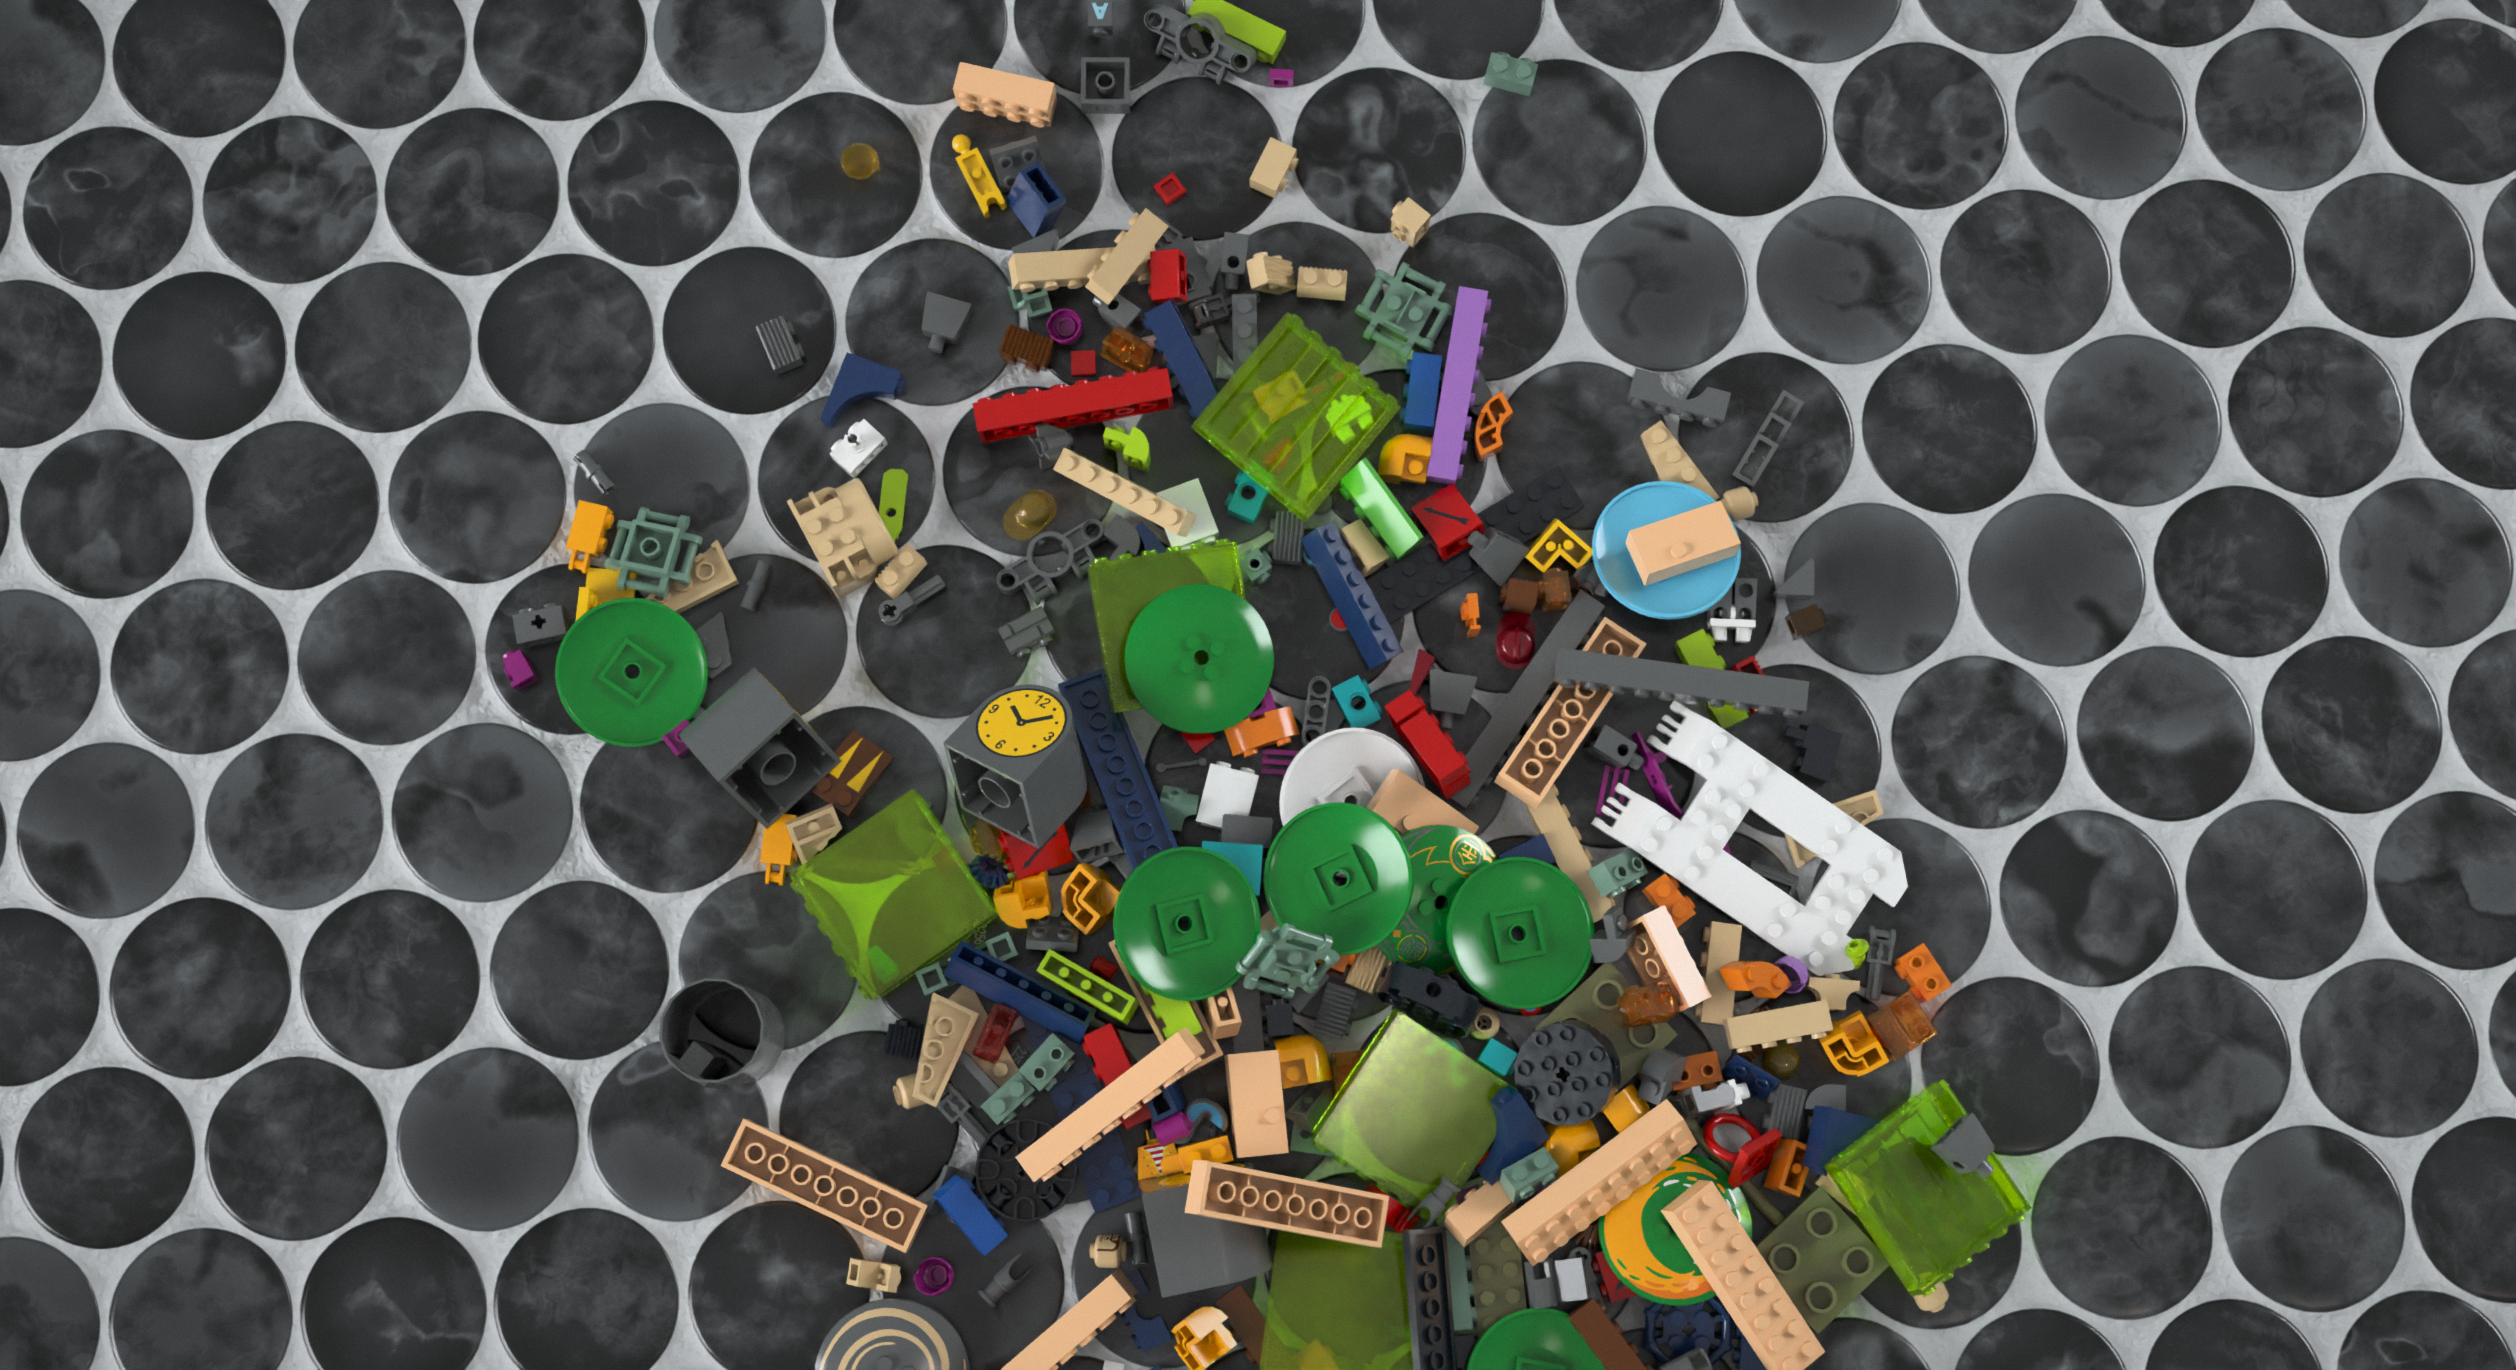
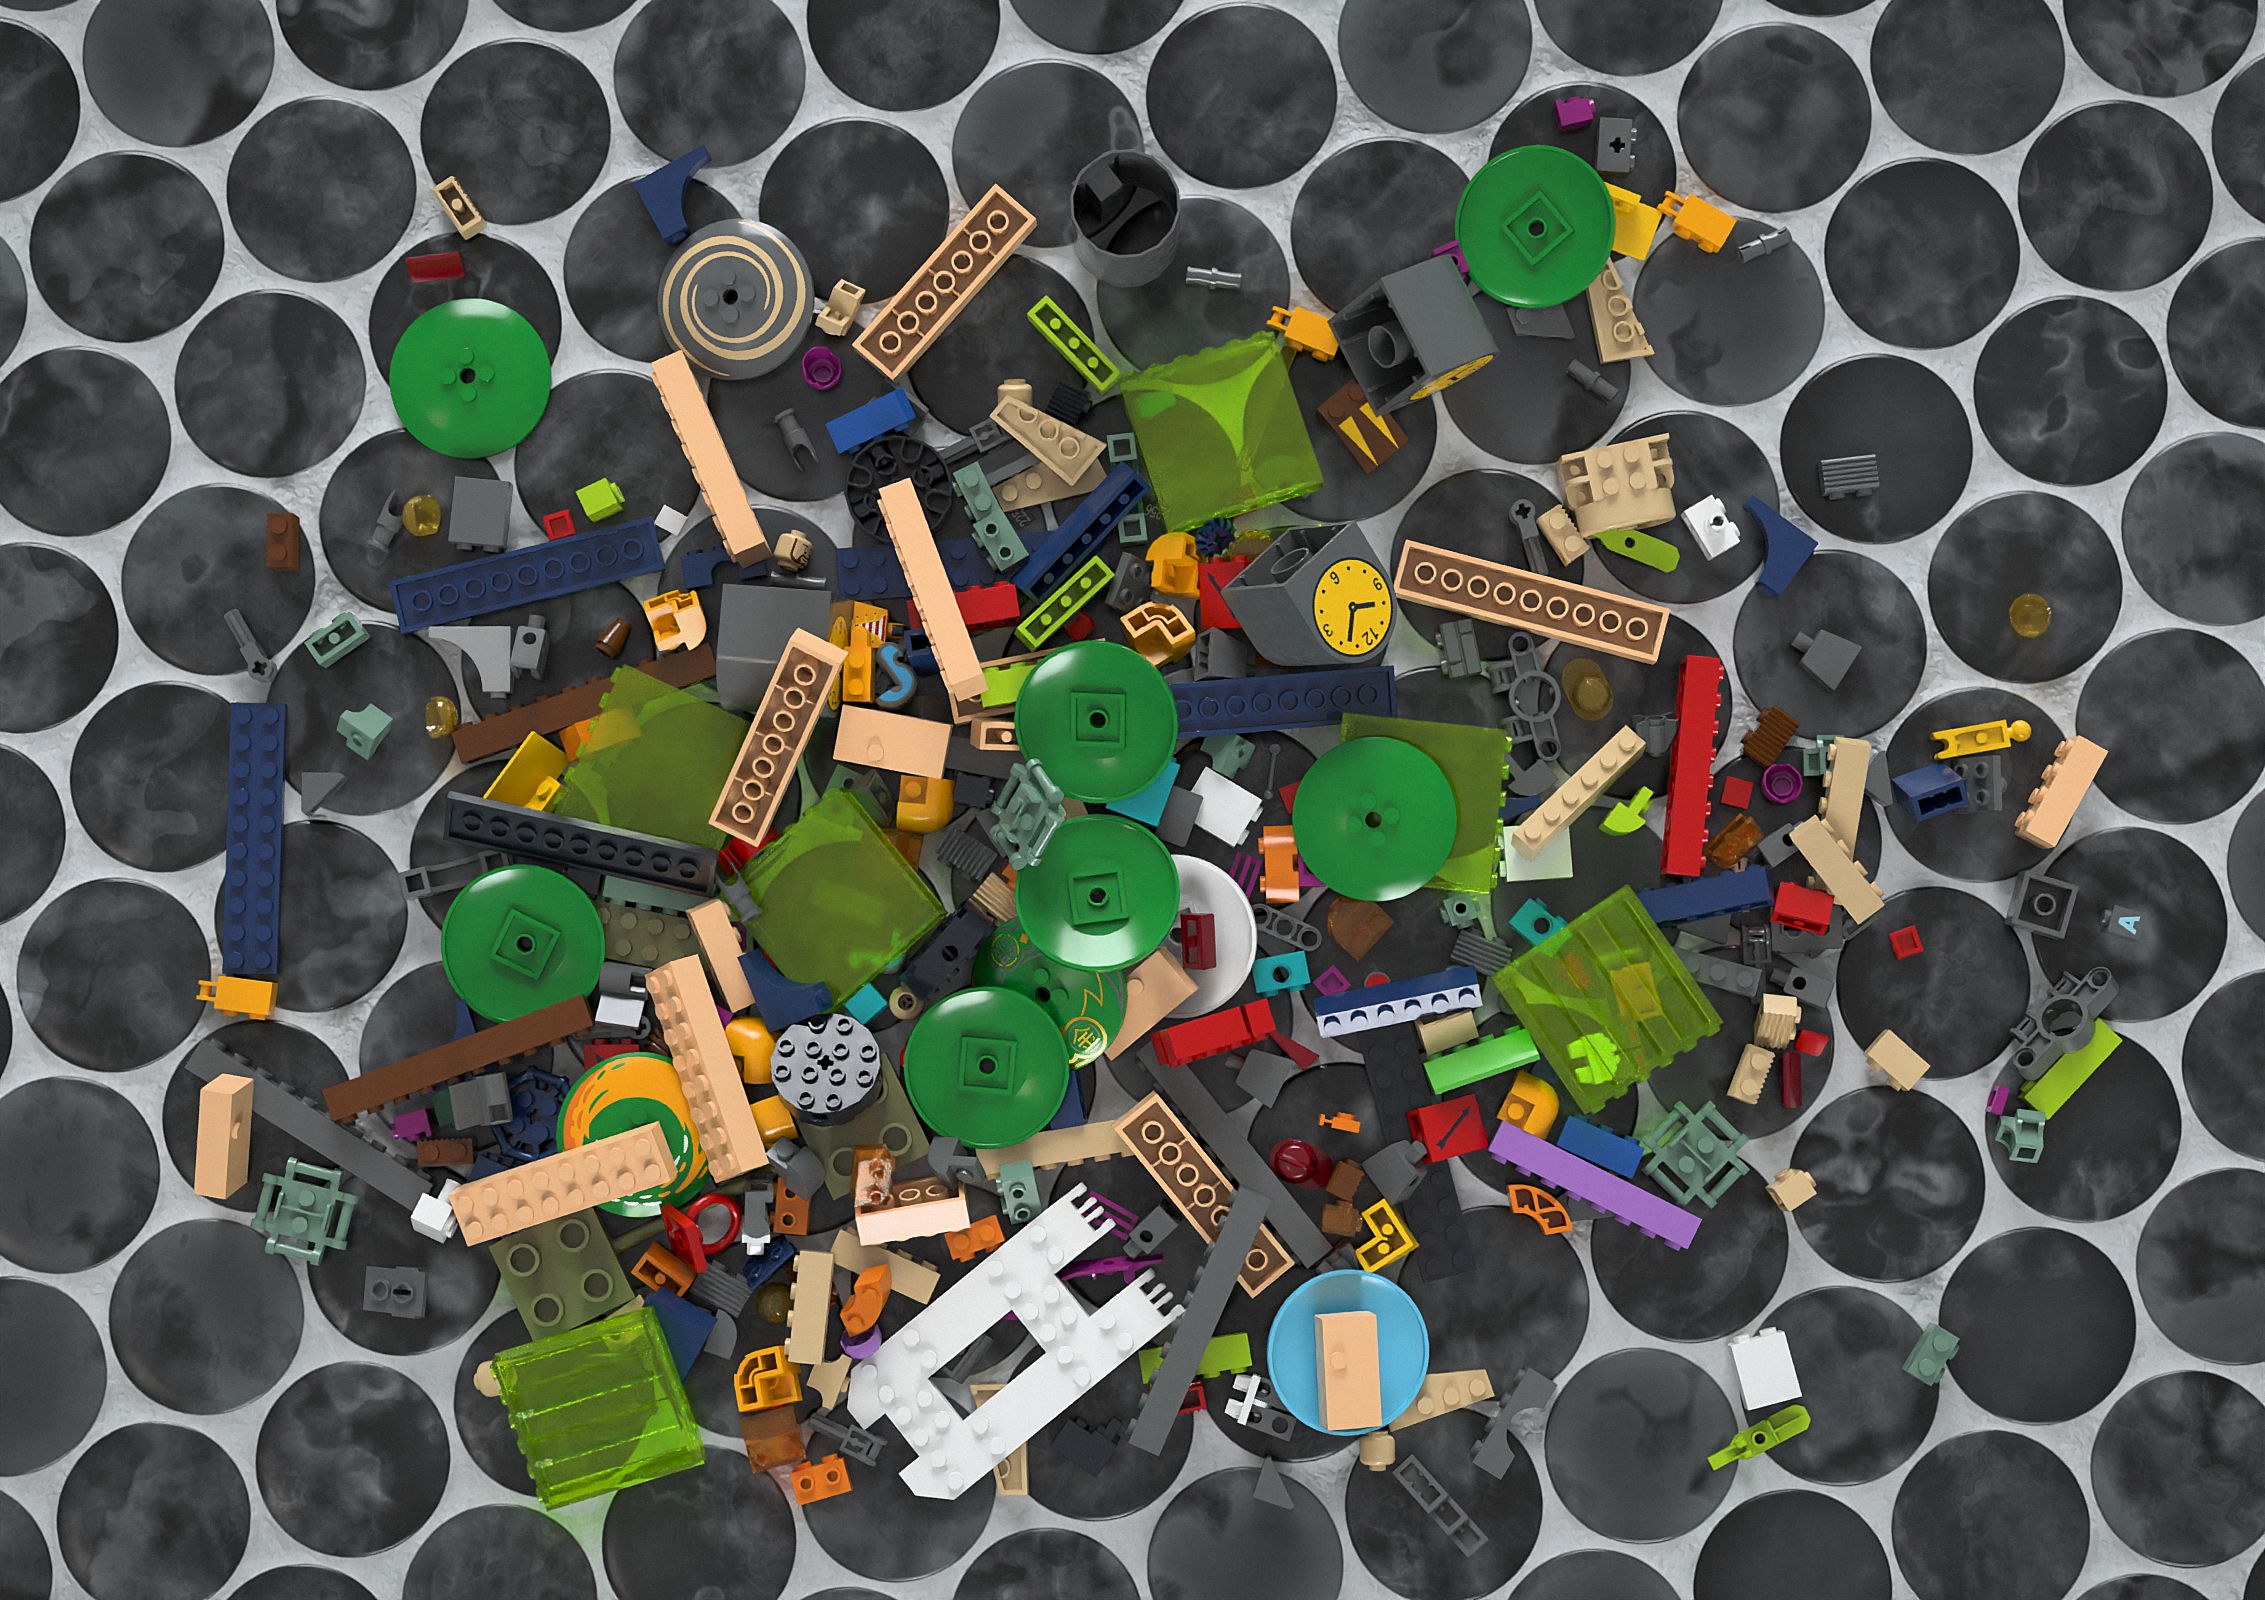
camera: 110 degrees right, 5 degrees up
(652, 551) = (1659, 282): sand green brick -> none
(754, 945) = (1213, 278): none -> dark grey pin
(813, 830) = (1311, 368): tan wing -> none
(849, 1050) = (1074, 345): none -> lime brick
(968, 582) = (1530, 602): none -> light nougat brick
(995, 1033) = (1046, 497): clear red brick -> none
(1173, 1128) = (893, 648): magenta brick -> none
(1279, 243) = (1810, 1042): none -> red slope
(1295, 651) = (1357, 925): none -> clear orange slope
(1304, 48) = (2022, 1134): none -> sand green brick
(1316, 251) = (1790, 1080): none -> dark red slope
(1350, 659) = (1331, 982): none -> magenta tile
(1352, 780) = (1198, 941): none -> dark red slope
(1372, 454) = (1544, 1070): none -> plate
(1529, 1175) = (735, 998): sand green brick -> none
(1566, 204) = (1764, 1368): none -> white brick
(1613, 183) = (1774, 1429): none -> lime piece
(1805, 621) = (1228, 1480): dark brown brick -> none
(1856, 951) = (864, 1417): lime plate -> none
(1966, 1146) = (627, 1460): dark grey torso -> none

